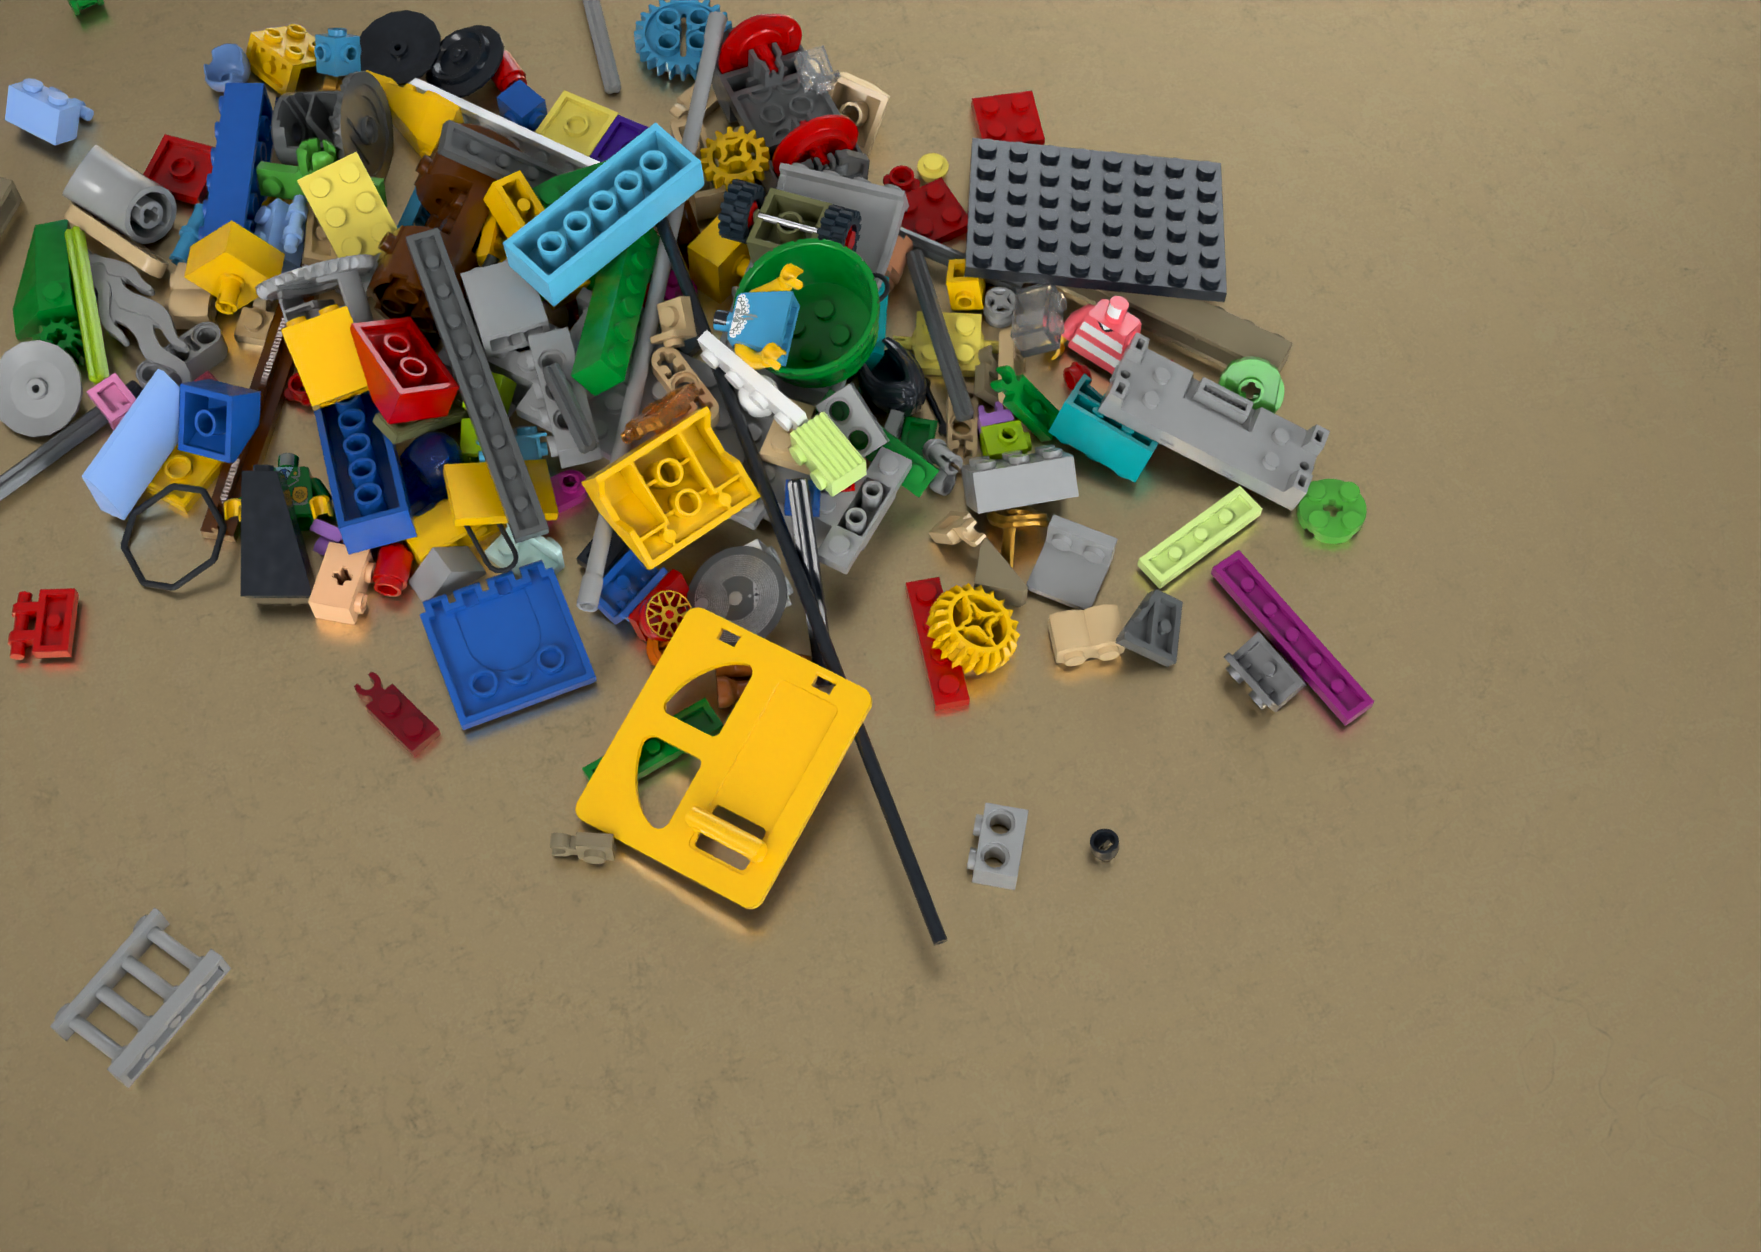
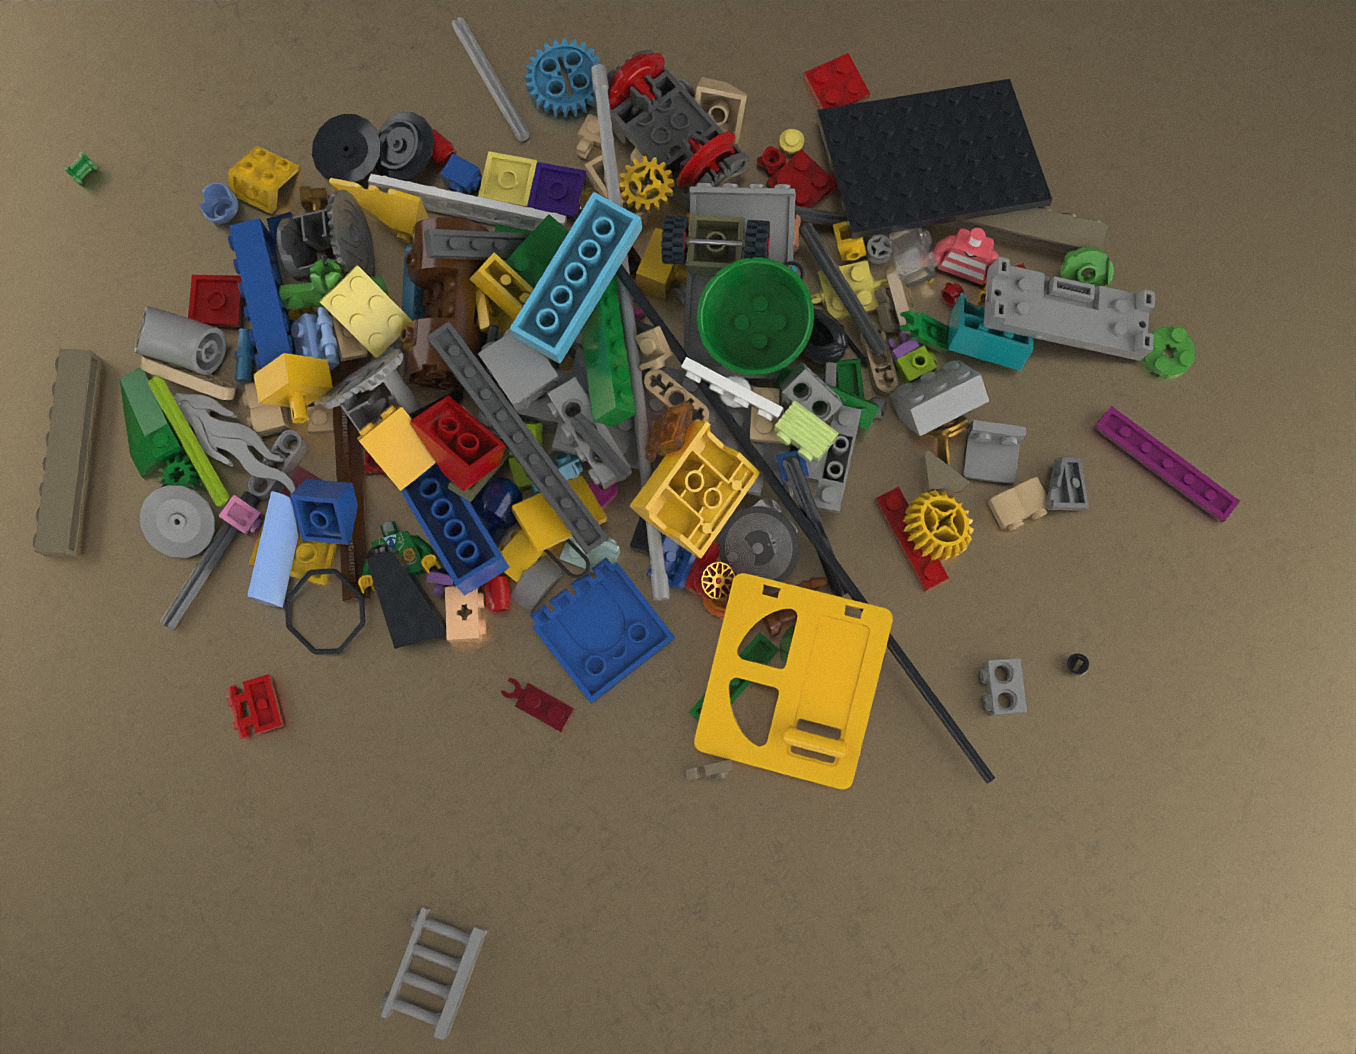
camera: 10 degrees left, 15 degrees up
(45, 111) = (91, 280): light blue brick -> none
(337, 52) = (302, 168): dark azure brick -> none
(763, 321) = (729, 342): torso -> none
(815, 70) = (685, 89): clear bracket -> none
(937, 453) = (870, 388): light grey pin -> none
(955, 528) = (900, 444): tan plate -> none
(1199, 537) = (1079, 401): yellowish green plate -> none
(1265, 672) = (1155, 499): flat silver bracket -> none

